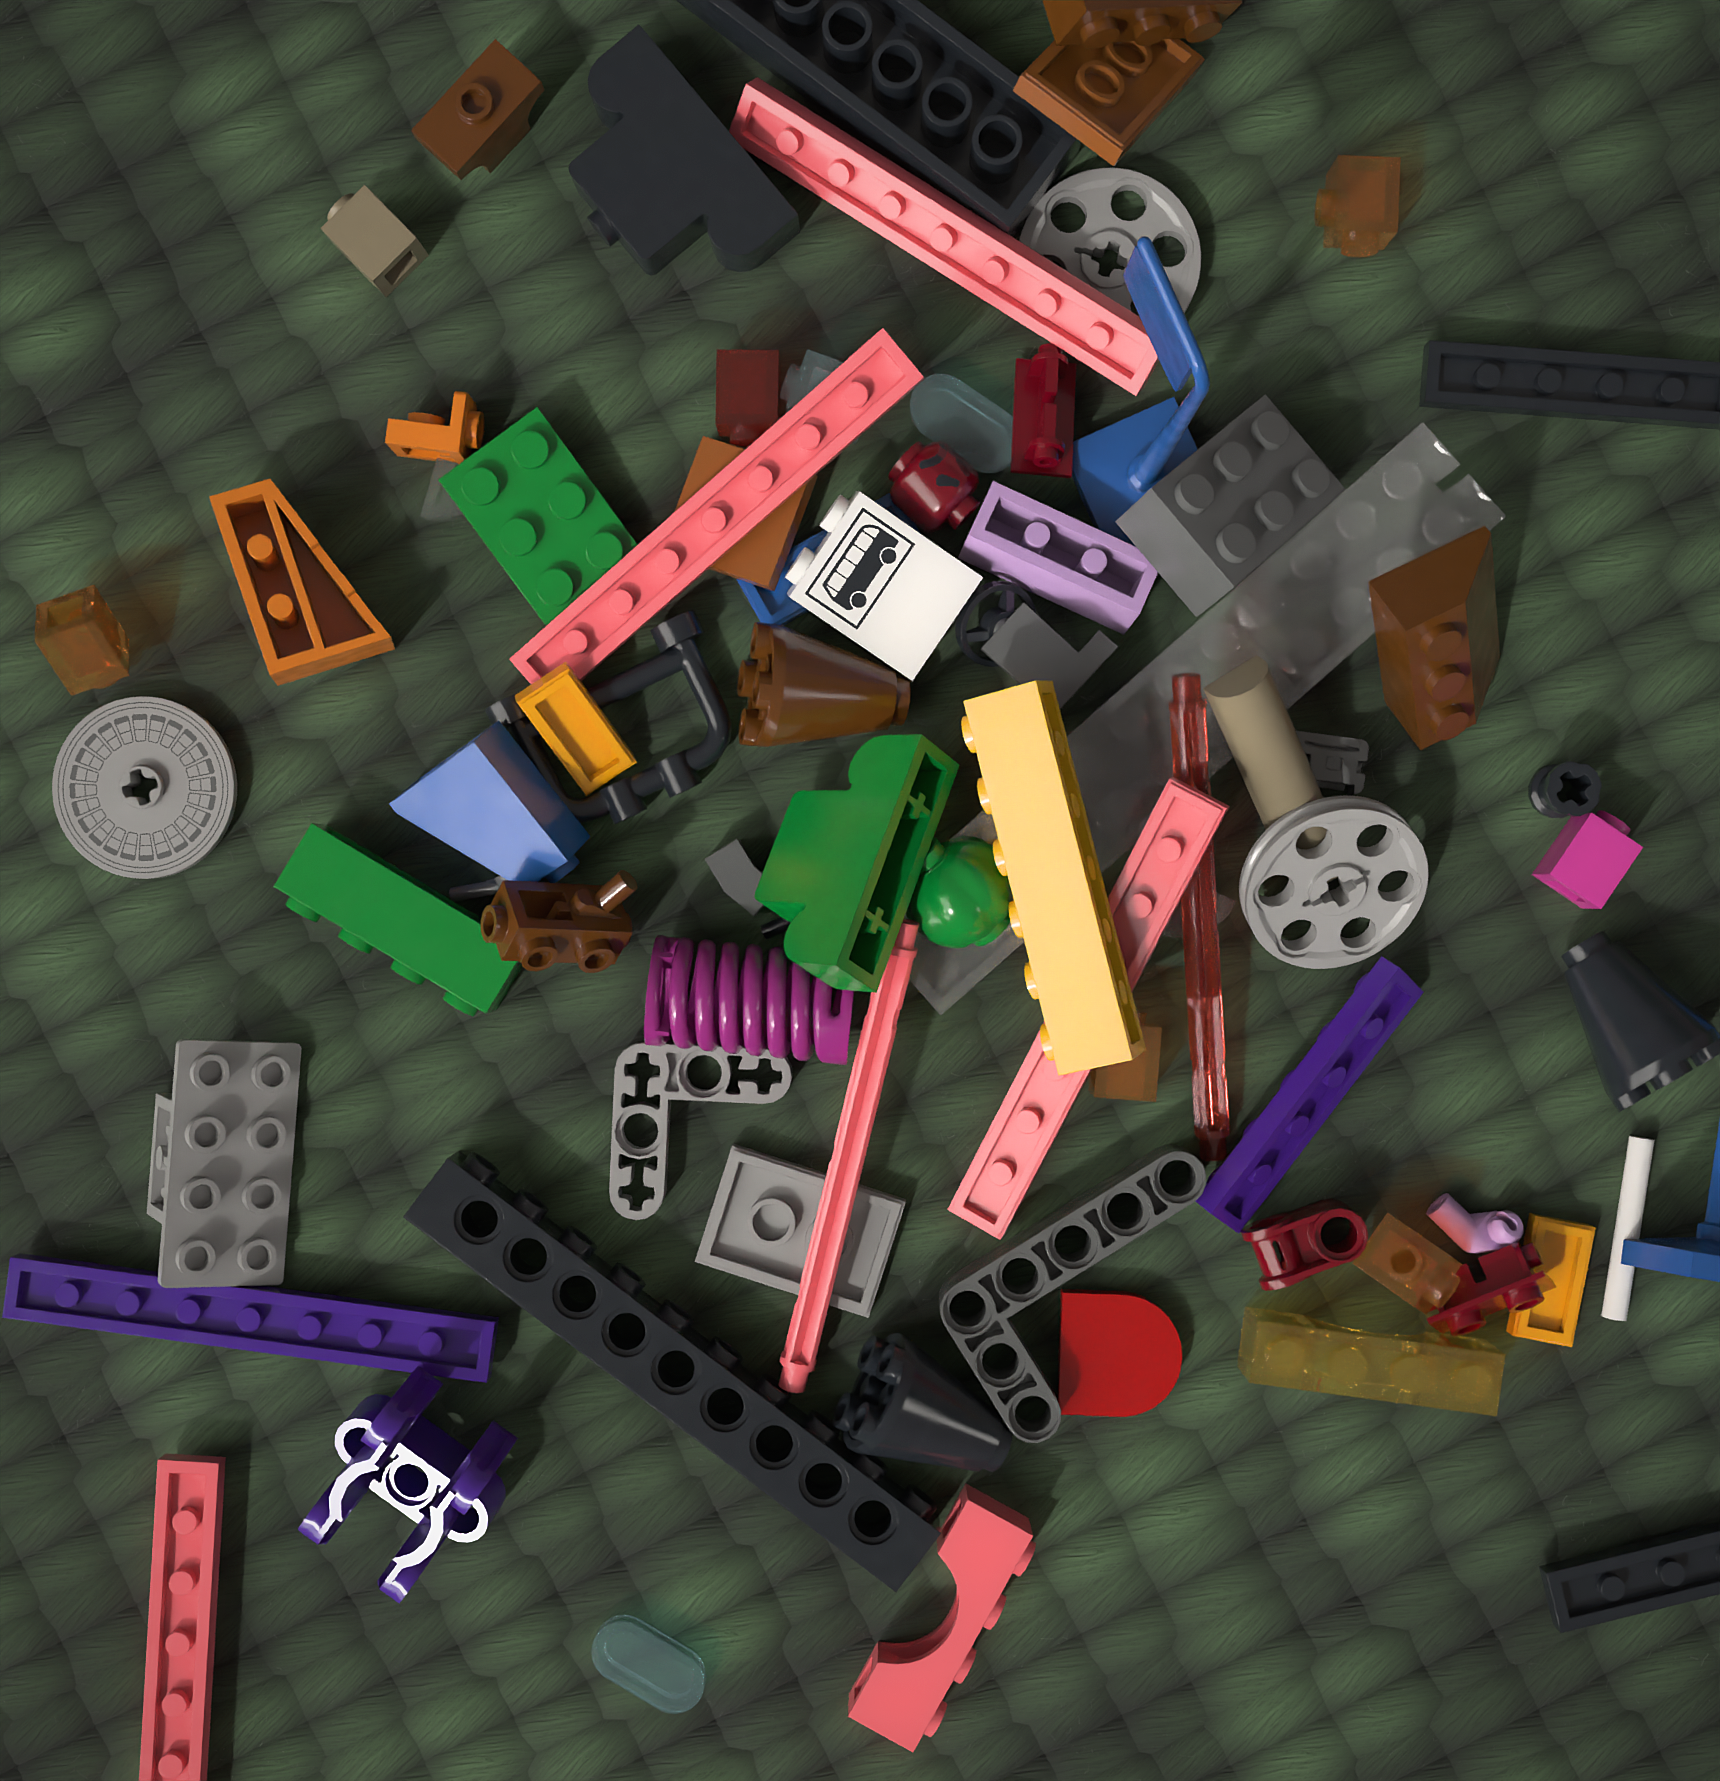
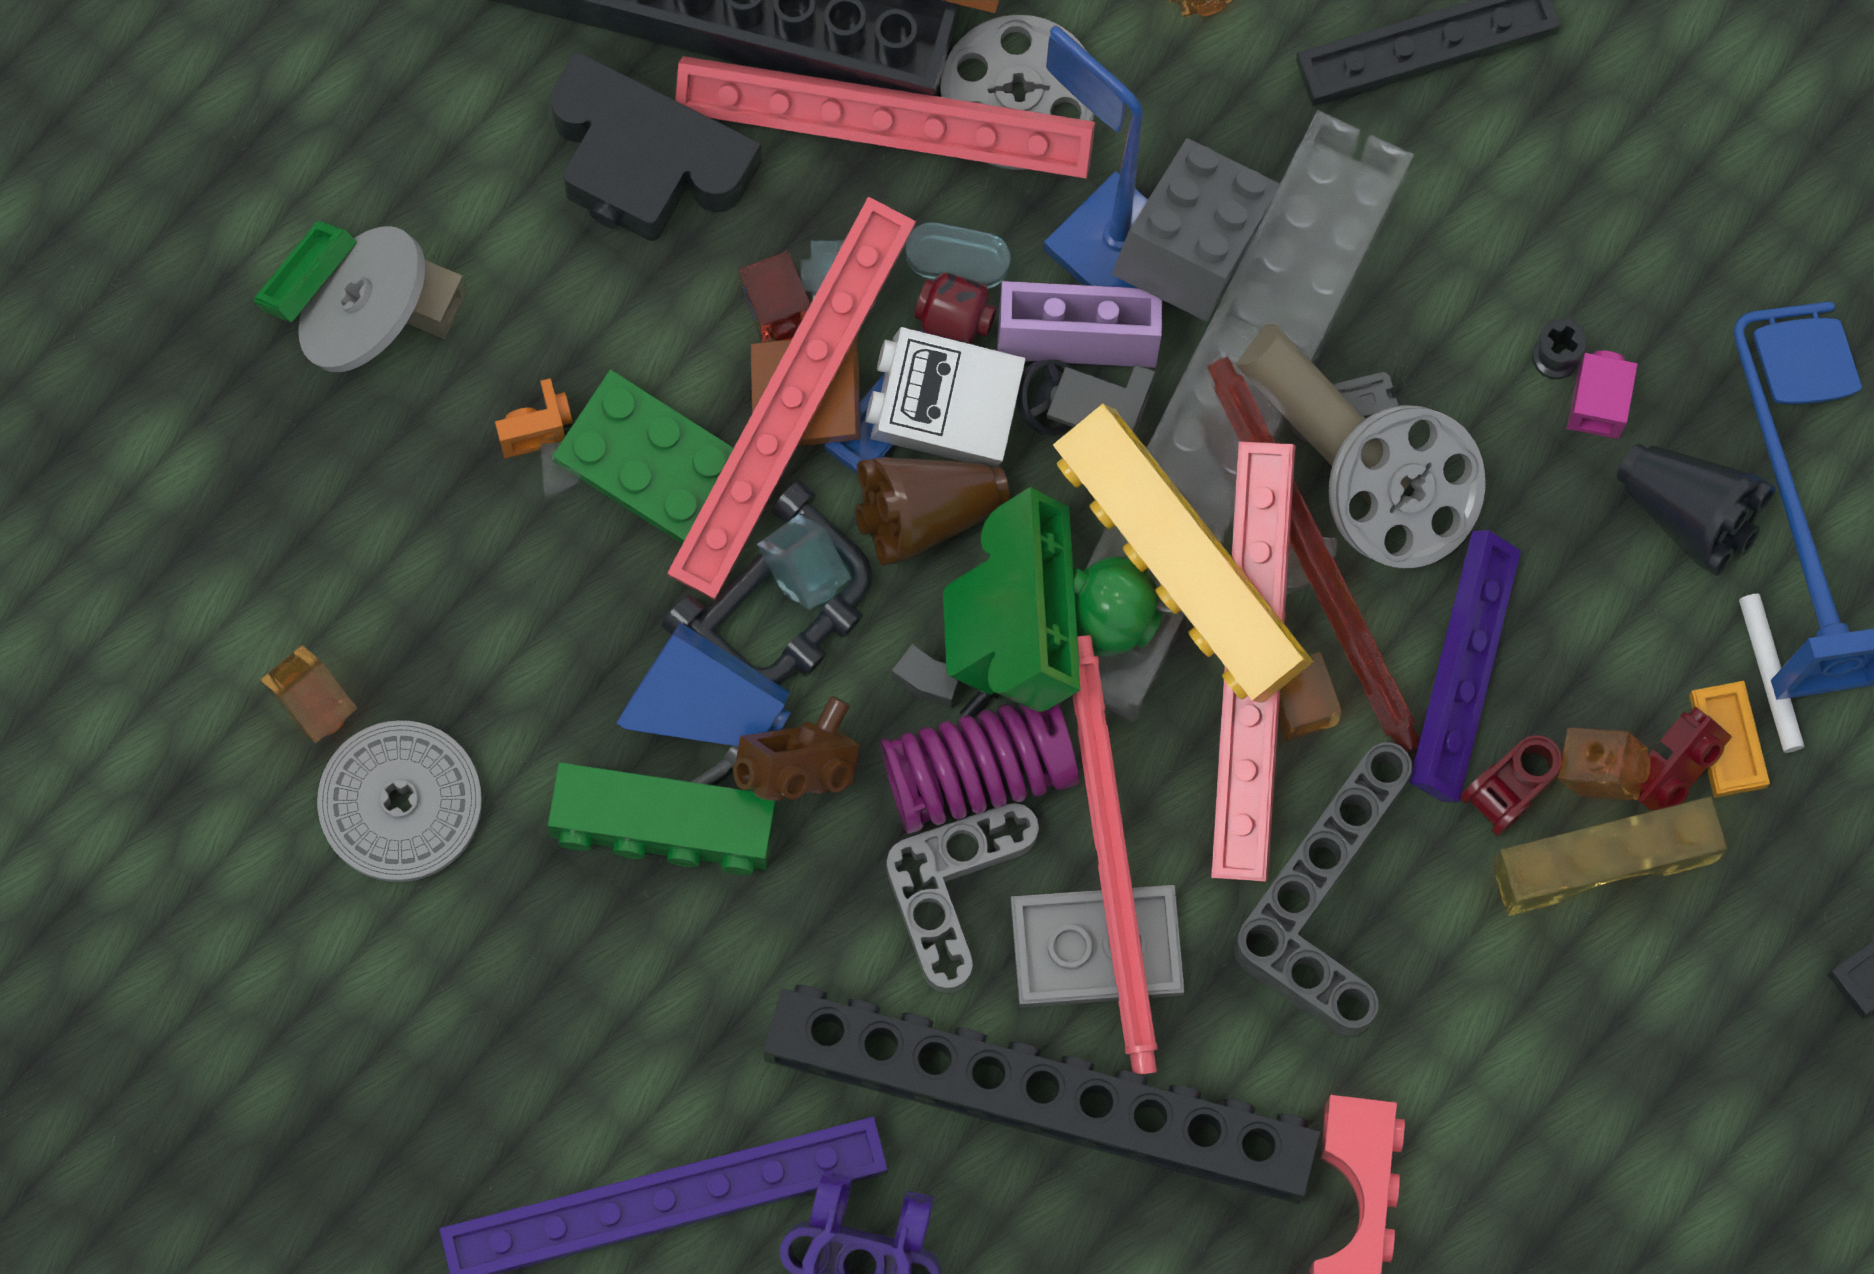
camera: 25 degrees left, 15 degrees down
(224, 1163) = (588, 1076): light grey bracket -> none
(258, 162) = (304, 271): none -> green tile
(292, 589) = (466, 586): orange wedge -> none
(297, 222) = (363, 301): none -> light grey piece
(481, 113) = (475, 163): reddish brown brick -> none
(575, 728) = (744, 608): light orange tile -> none
(658, 705) = (804, 561): none -> clear light blue brick
(918, 1411) = (1259, 1043): black cone -> none
(1043, 414) = (1018, 222): dark red hinge -> none
(1114, 1353) = (1400, 940): red tile -> none
(1438, 637) = (1402, 264): reddish brown slope -> none
(1475, 1231) = (1650, 723): lavender arm -> none

